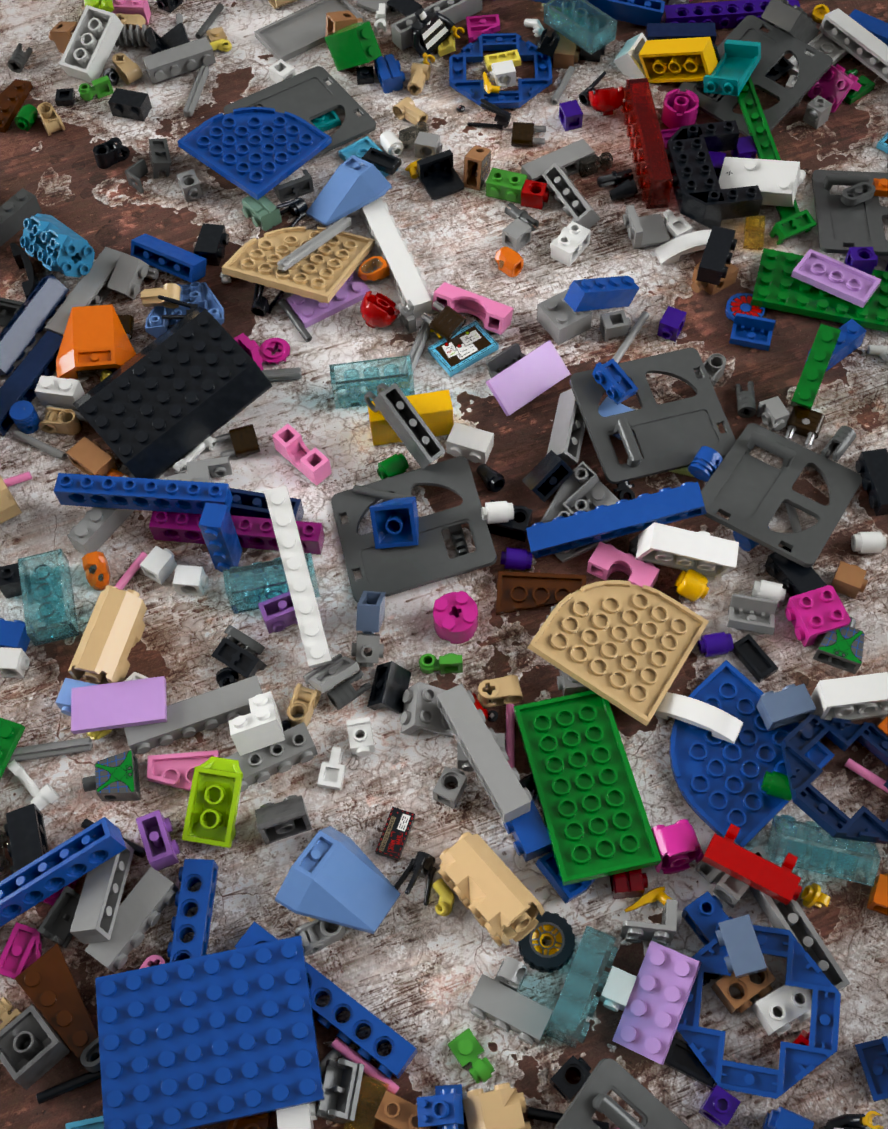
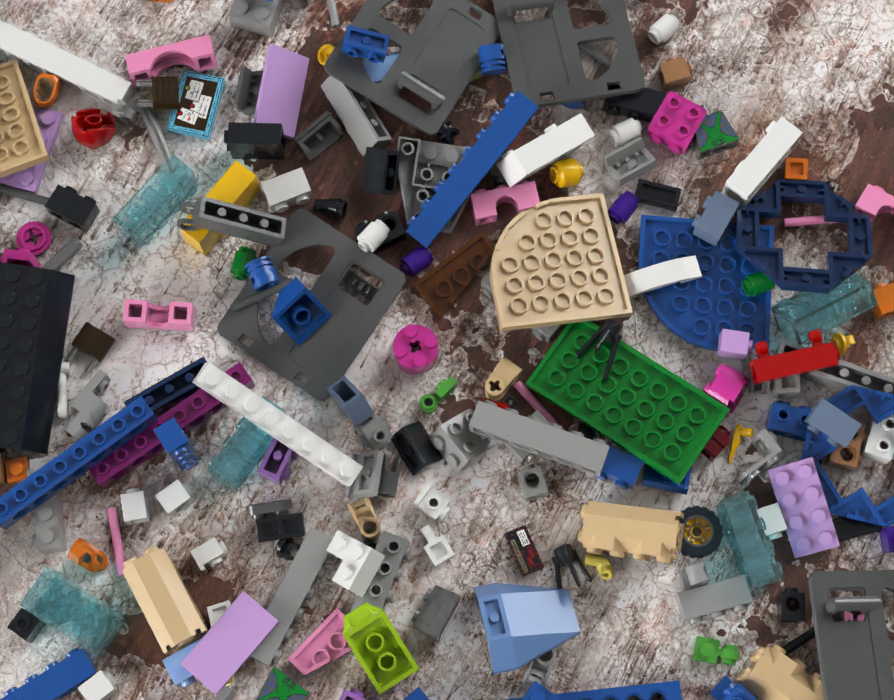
camera: 45 degrees left, 15 degrees up
(172, 636) = (209, 554): none -> white brick
(316, 349) = (72, 207): none -> black brick
(395, 477) = (262, 273): none -> blue piece
(478, 394) = (255, 141): none -> black brick
(527, 425) = (318, 136): none -> dark grey hinge
(613, 720) = (607, 333): none -> black plant
(713, 815) = (734, 344): none -> lavender brick

